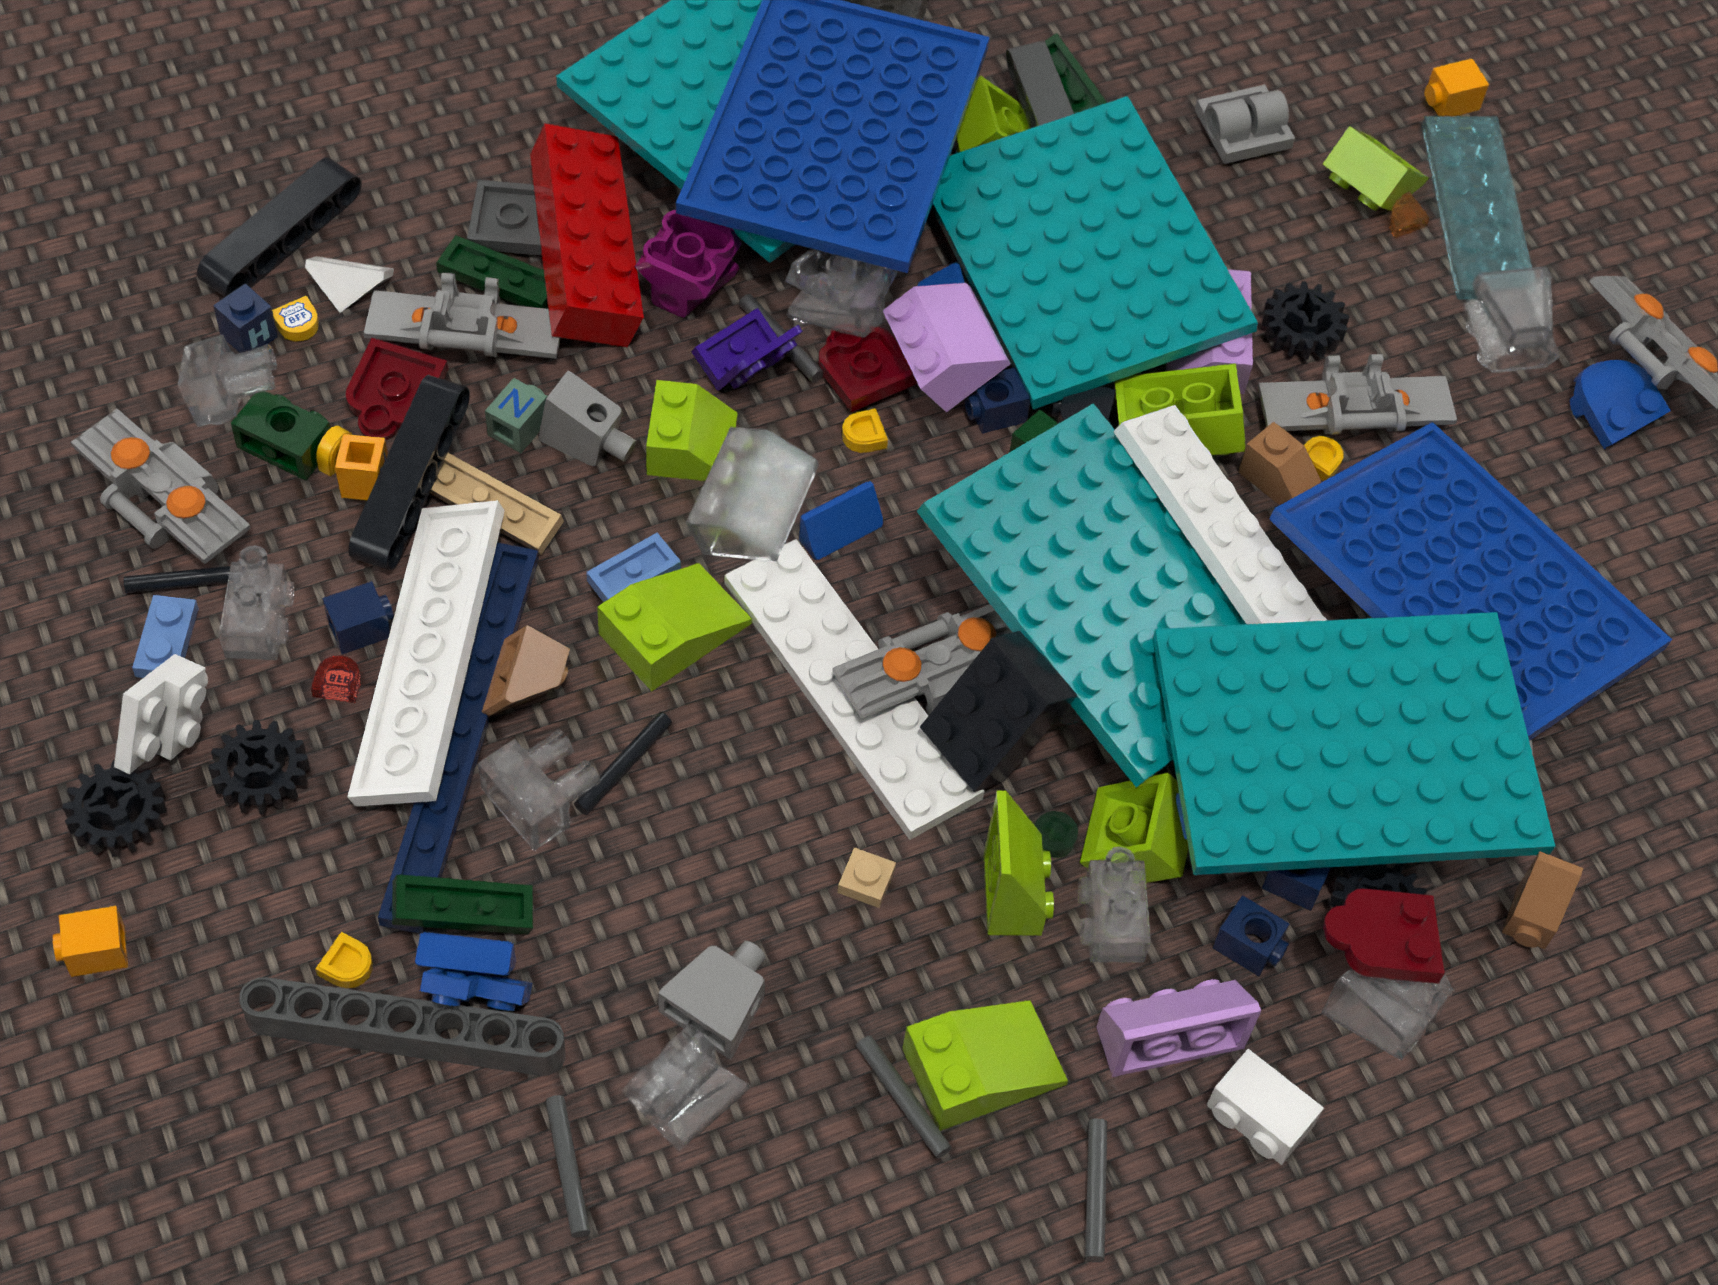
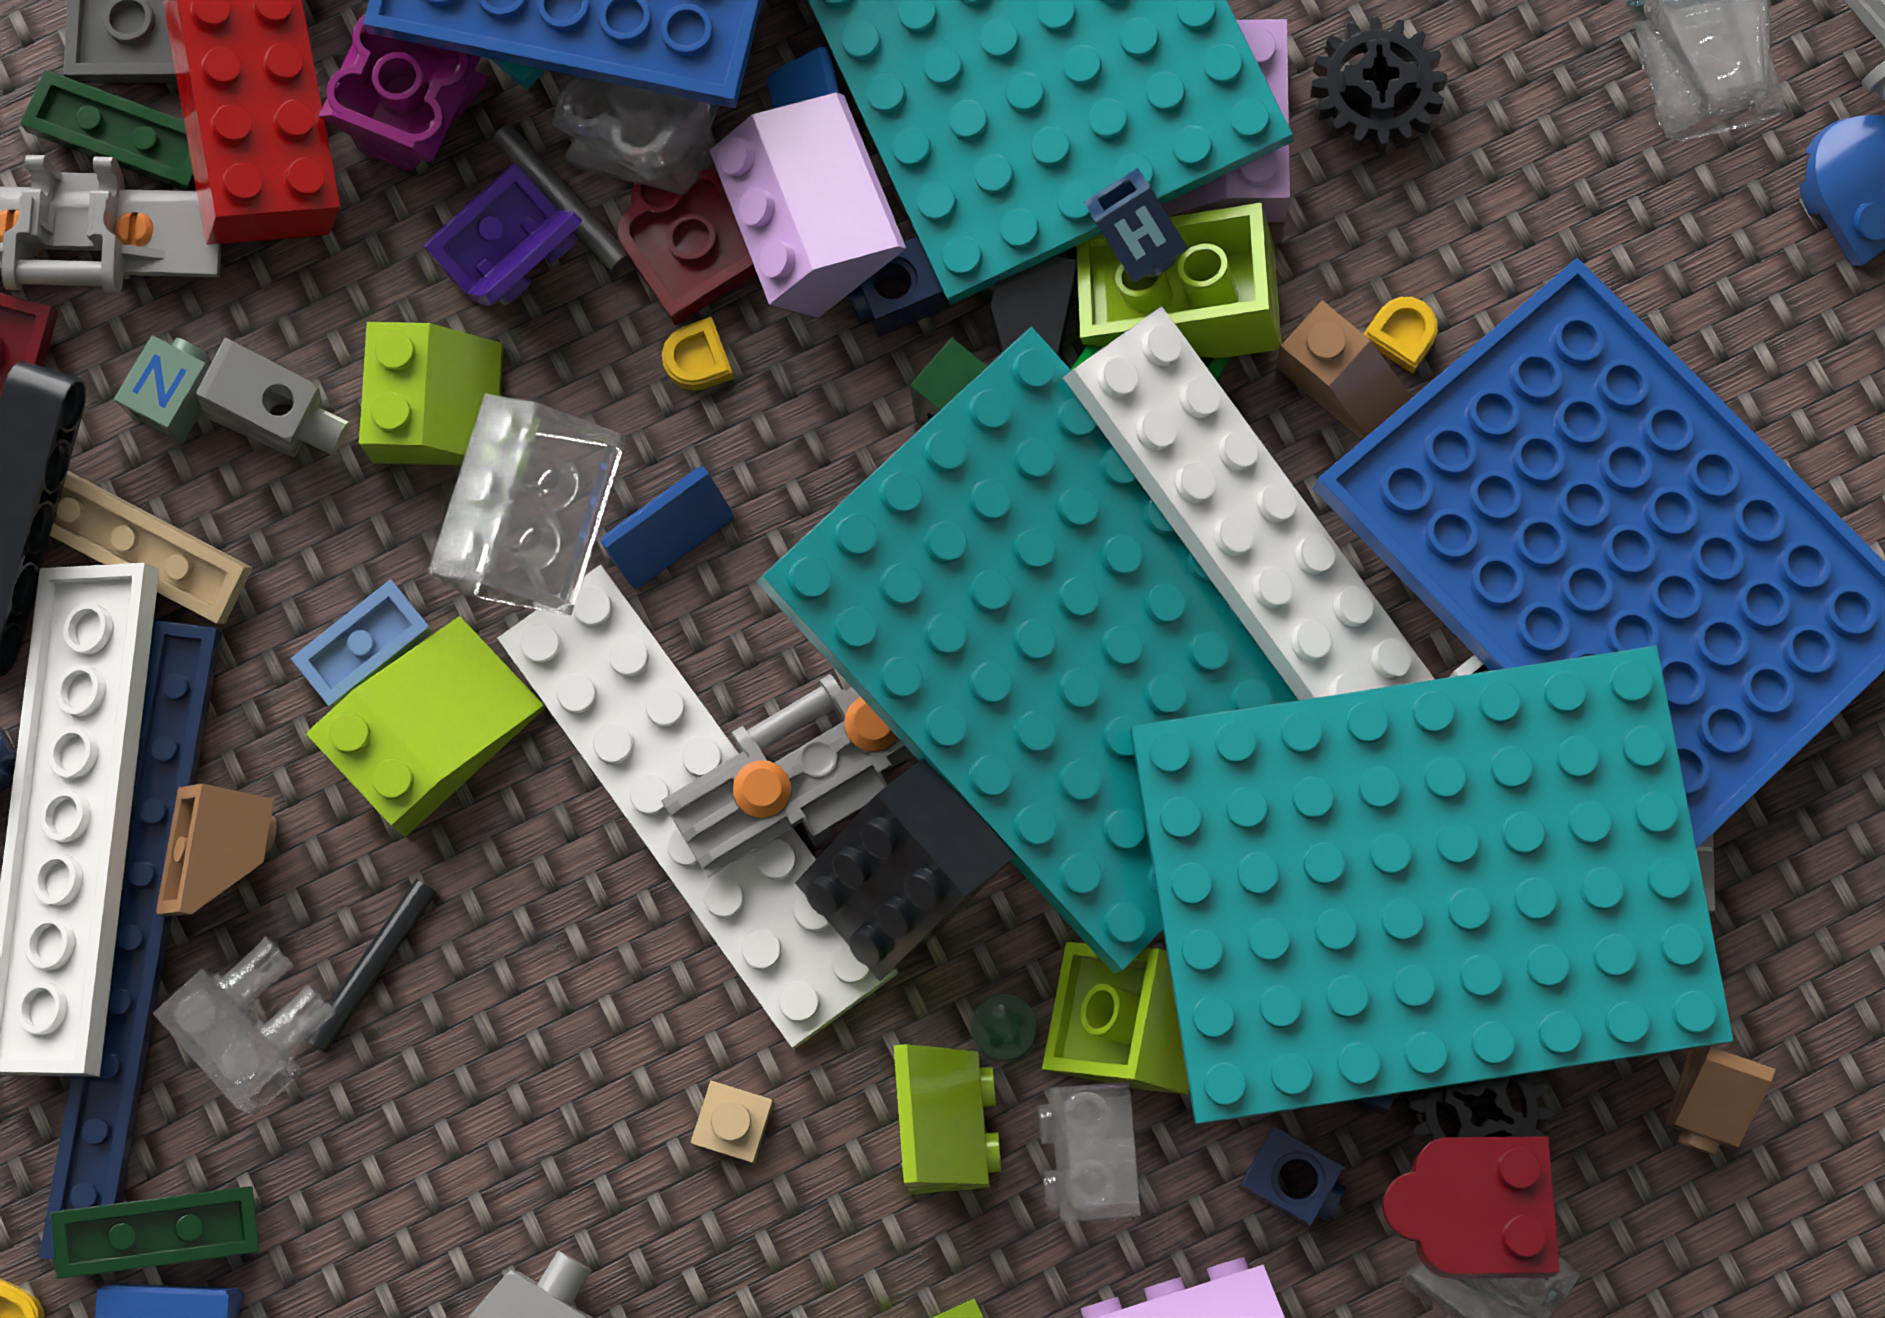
camera: 10 degrees right, 20 degrees up
(1159, 361) = (1136, 226): none -> dark blue brick
(1357, 400) = (1456, 214): light grey piece -> none

